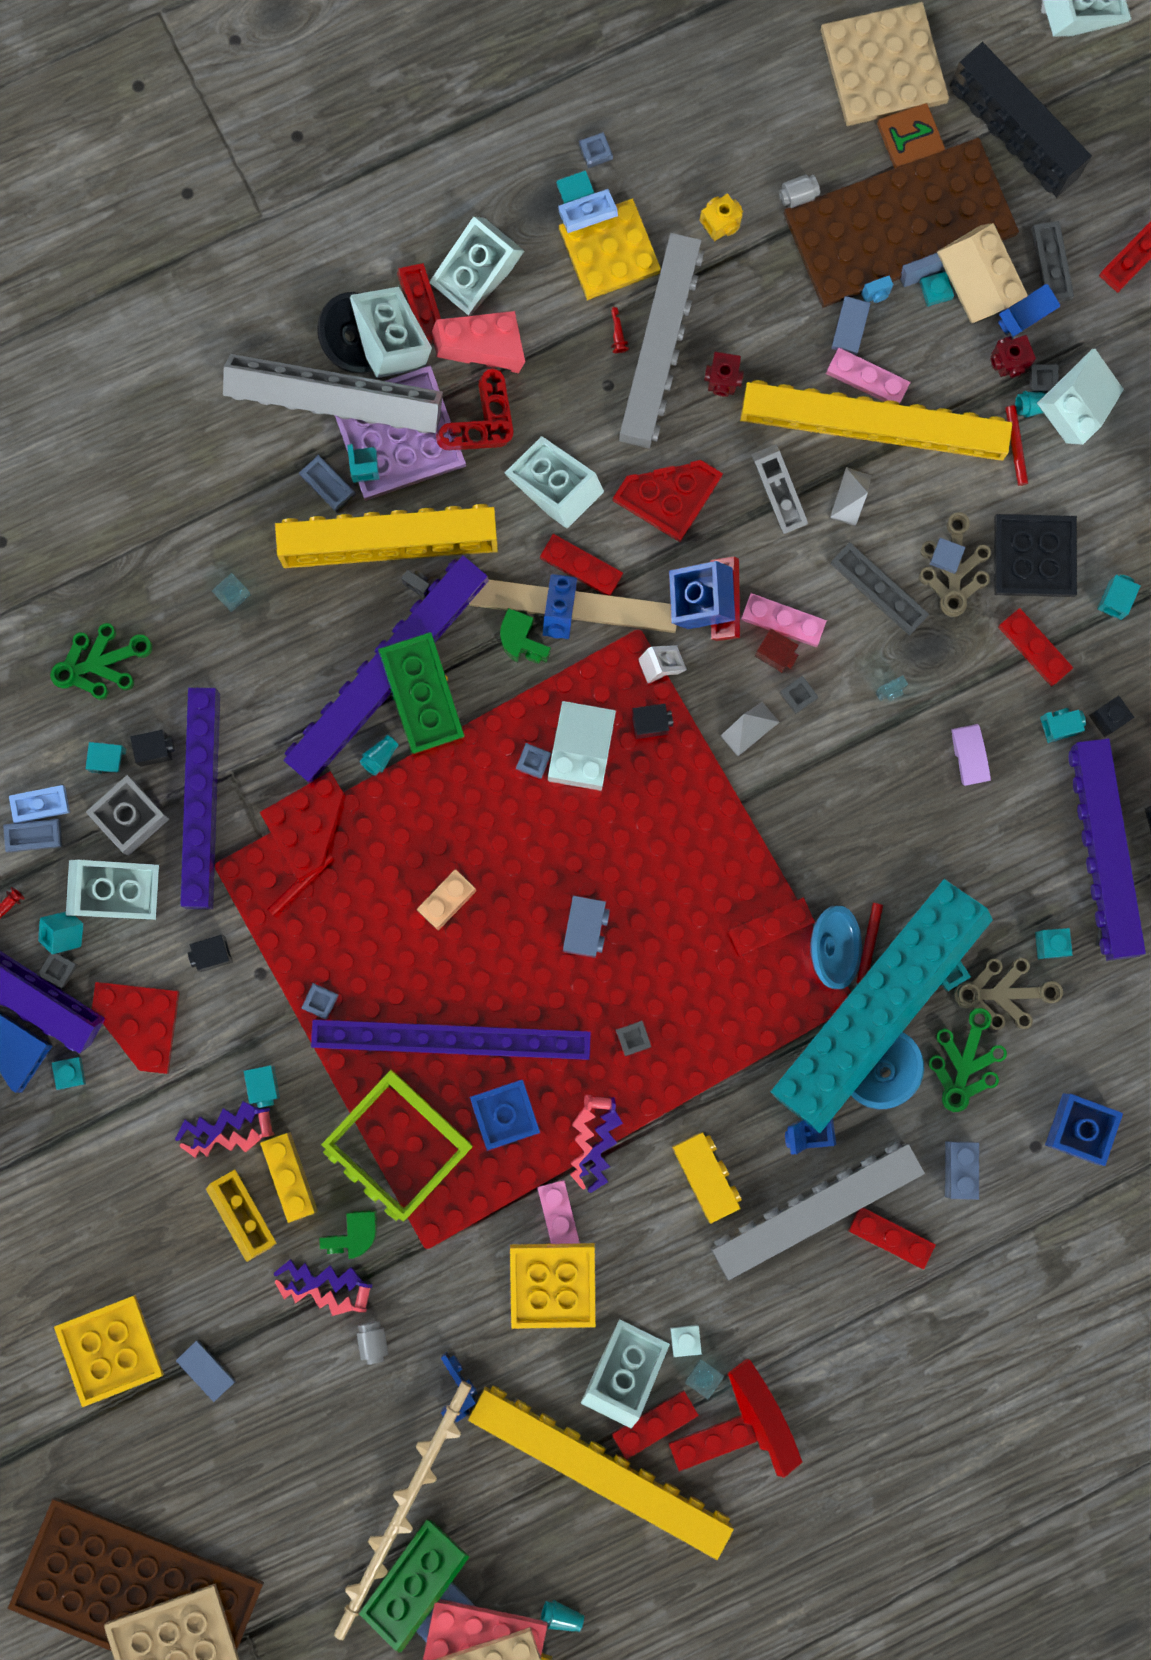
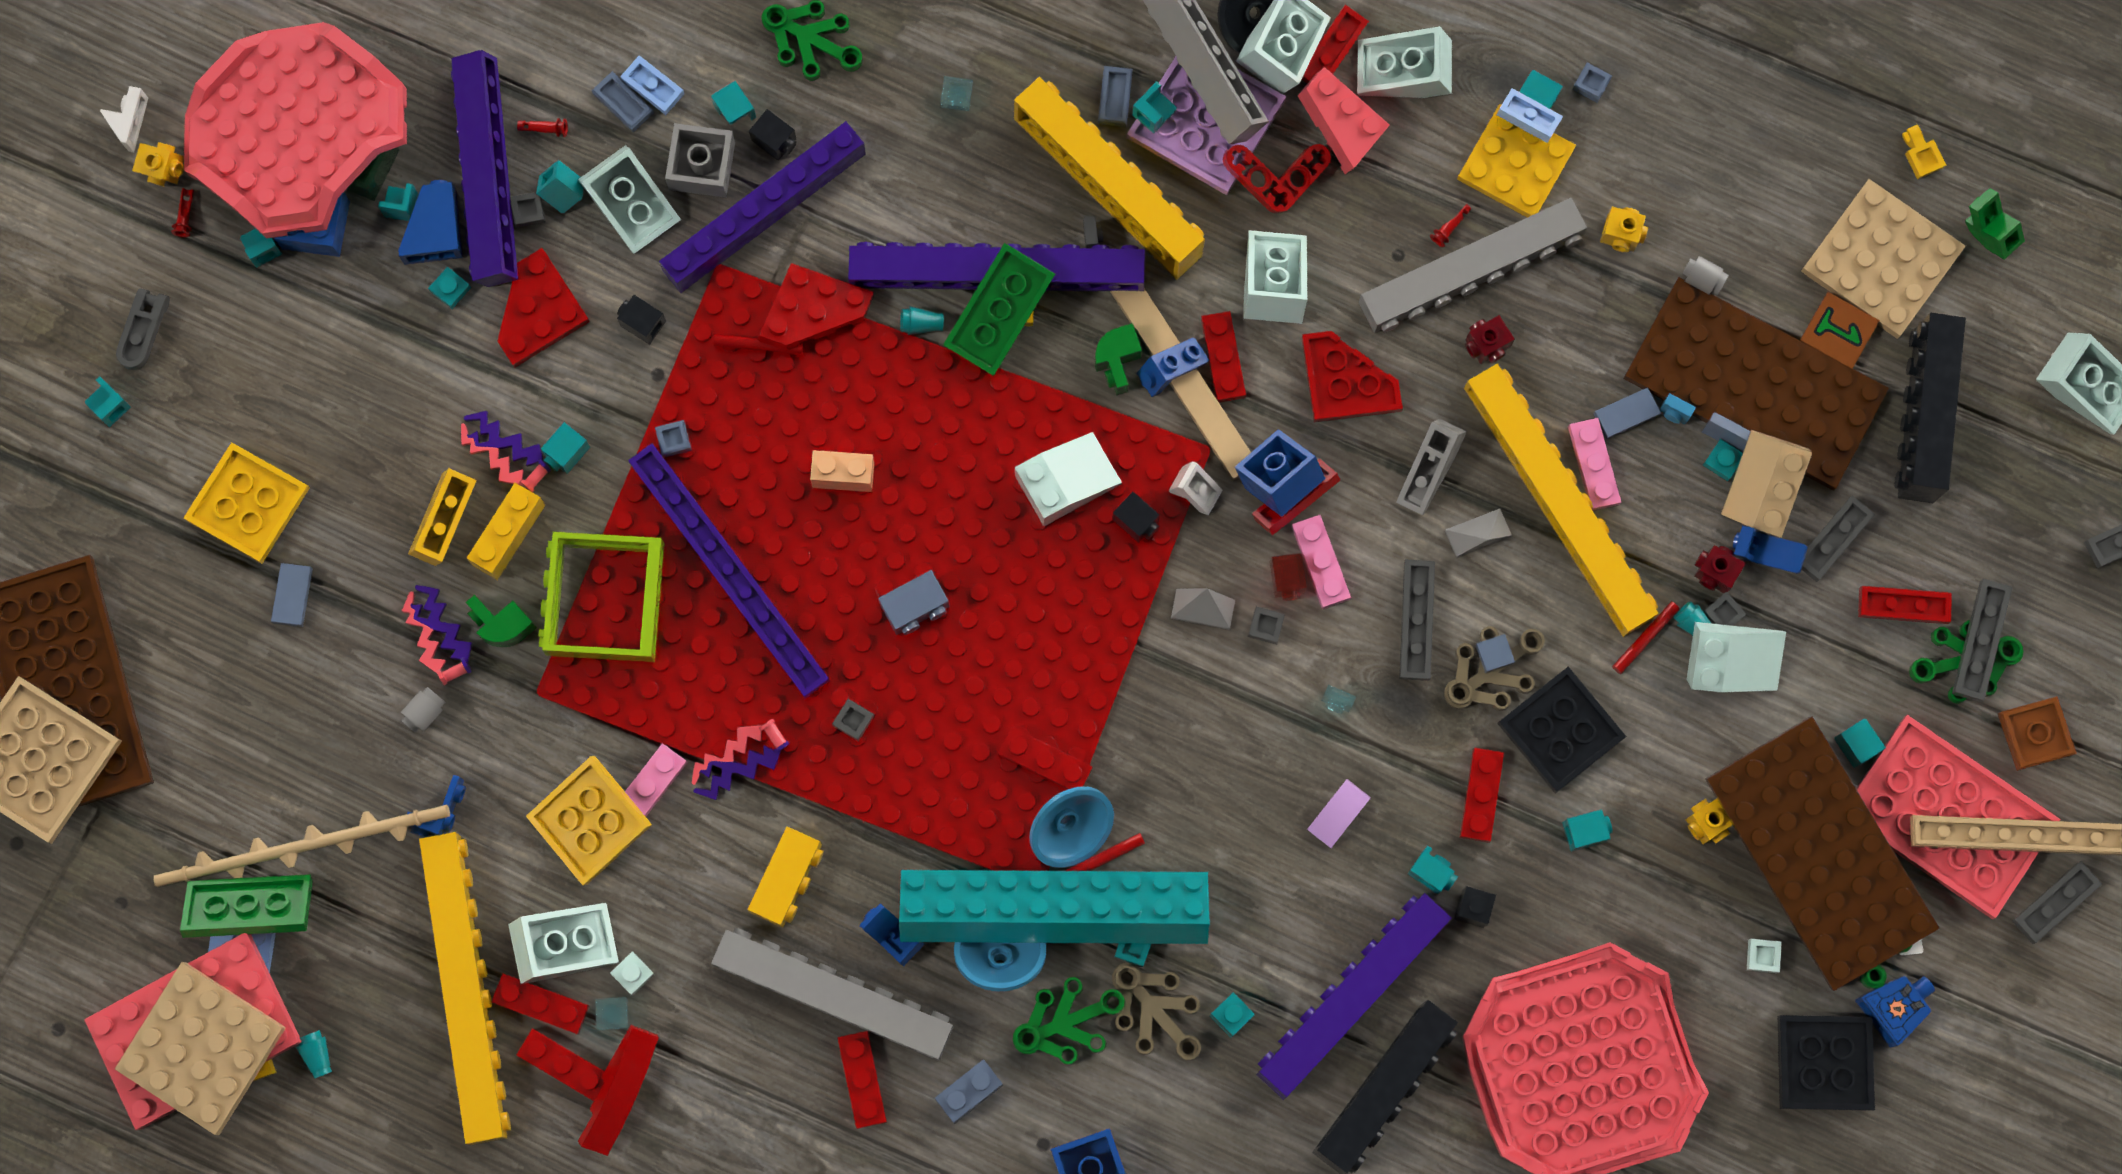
camera: 55 degrees right, 5 degrees down
(504, 1115) = (701, 664): blue plate -> none
(533, 761) = (1020, 448): sand blue tile -> none

